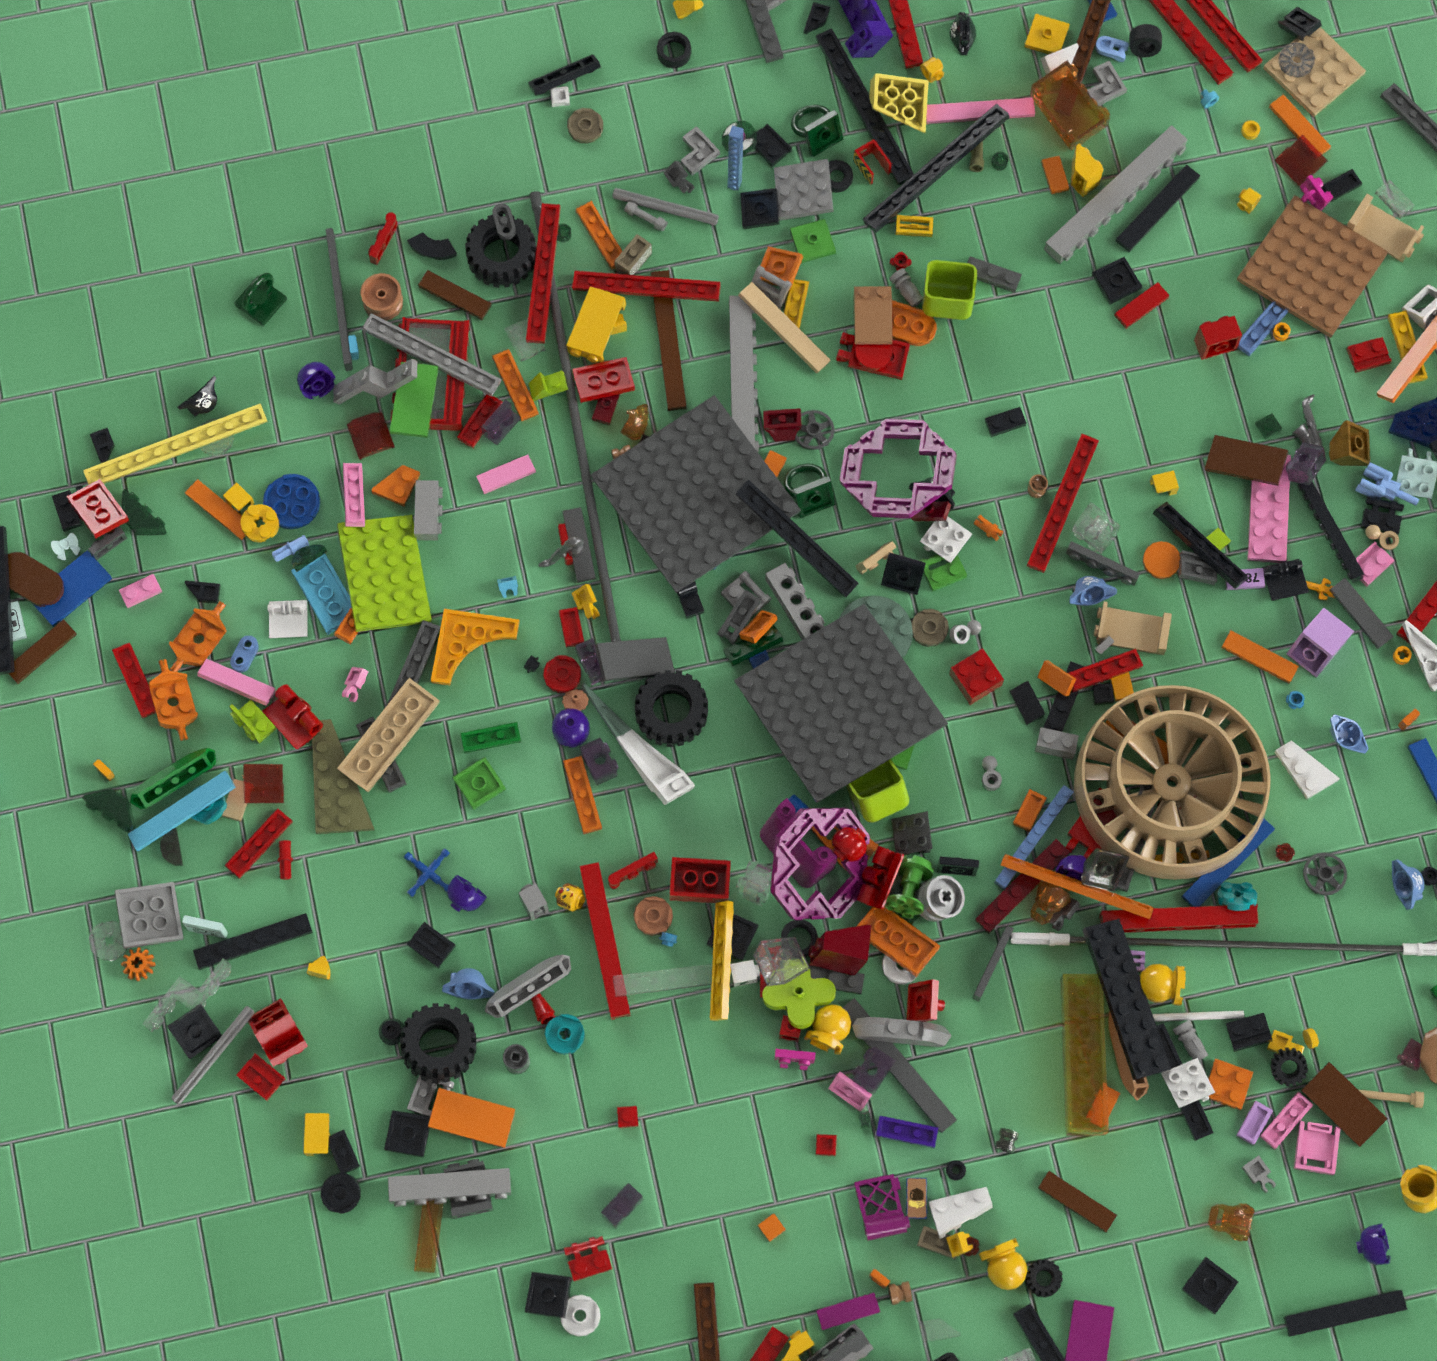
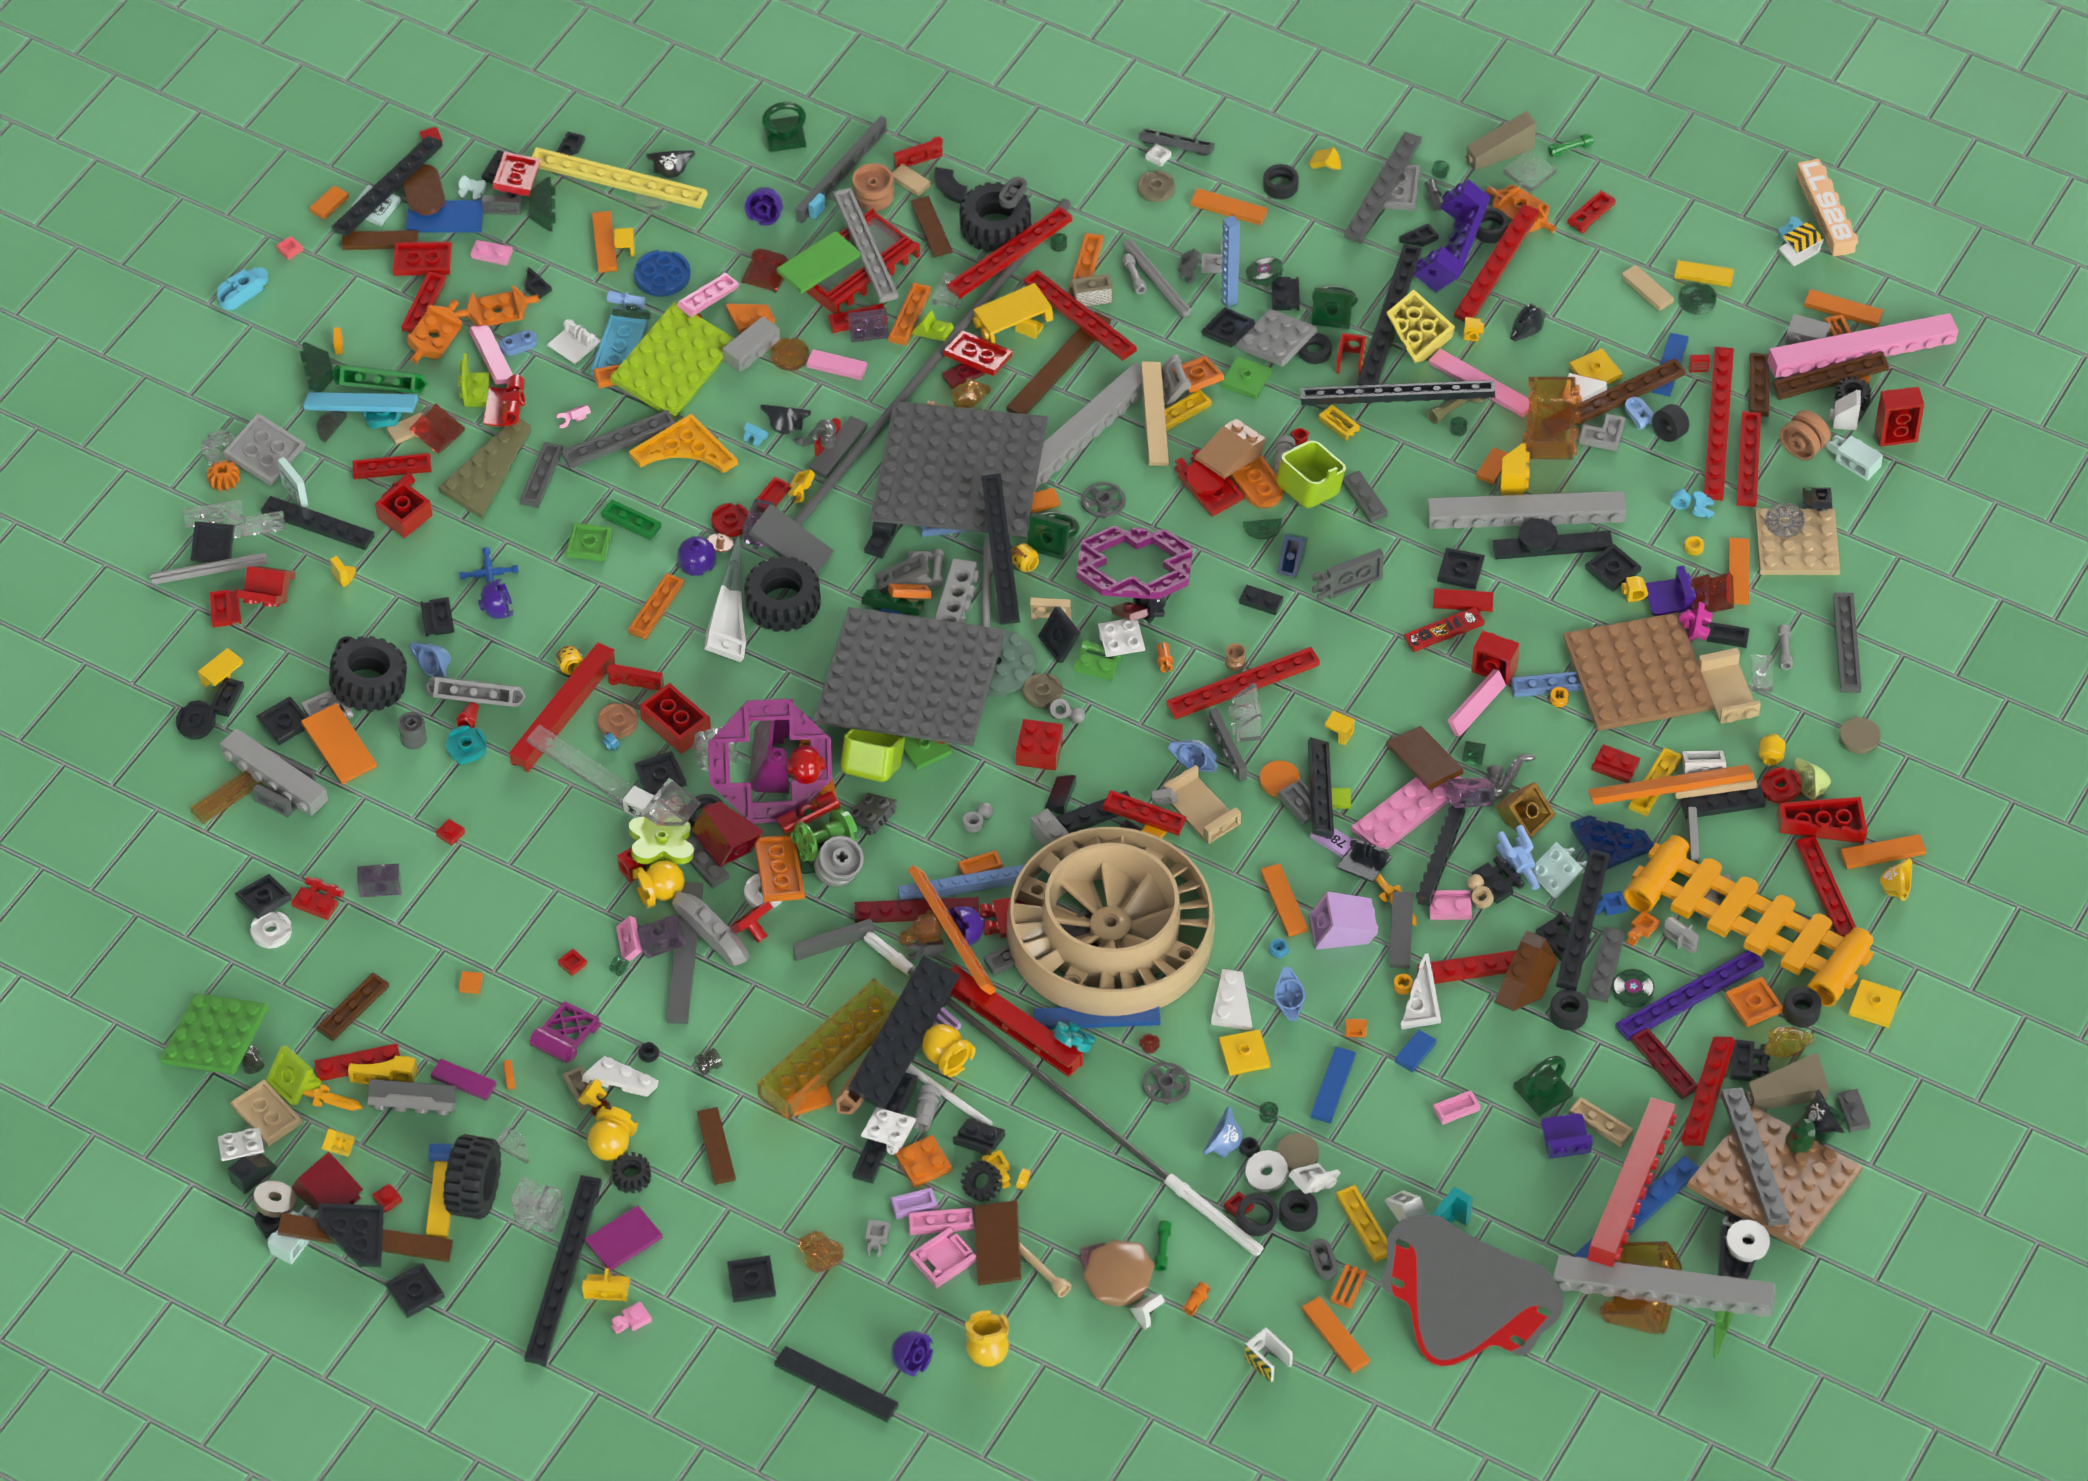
camera: 45 degrees right, 20 degrees down
(93, 641) = (421, 257): none -> red plate
(265, 531) = (621, 258): yellow plate -> none
(313, 876) = (403, 509): none -> red brick
(375, 381) = (802, 230): light grey bracket -> none
(388, 735) = (557, 460): tan plate -> none
(398, 266) = (910, 180): none -> tan tile
(461, 493) = (790, 354): none -> clear orange tile
(519, 555) = (785, 419): none -> black hat
(531, 664) = (714, 495): black plate -> none
(533, 901) = (538, 639): light grey brick -> none
(599, 772) = (691, 591): clear purple brick -> none
(656, 101) = (1229, 206): none -> orange tile
(721, 961) = (636, 773): yellow plate -> none
(778, 545) = (986, 583): none -> light grey piece
(782, 423) = (1081, 476): dark red slope -> none
(802, 1057) = (610, 877): dark pink plate -> none
(811, 526) = (1024, 557): none -> yellow head
(900, 1293) = (513, 1095): medium nougat wheel -> none
(907, 1132) = (641, 998): dark purple plate -> none
(916, 1198) = (598, 1047): medium nougat tile -> none
(951, 361) = (1263, 528): none -> clear green plate
(957, 866) = (877, 852): black plate -> none
(993, 366) = (1292, 554): none -> slope
(1056, 678) = (1100, 789): orange tile -> none
(1057, 347) = (1349, 575): none -> dark grey tile
(1104, 869) = (984, 931): clear smoke slope -> none
(1145, 210) = (1538, 535): none -> black tile
(1152, 340) = (1444, 629): none -> tile
(1217, 194) = (1612, 567): none -> black plate
(1222, 88) = (1700, 502): none -> medium azure piece
(1235, 384) = (1476, 702): none -> bright pink tile
(1278, 183) = (1671, 595): none -> dark purple bracket
(1352, 803) = (1244, 1052): none -> yellow plate
(1399, 175) = (1784, 635): none -> light grey bar
(1408, 835) = (1274, 1112): none -> clear green bush

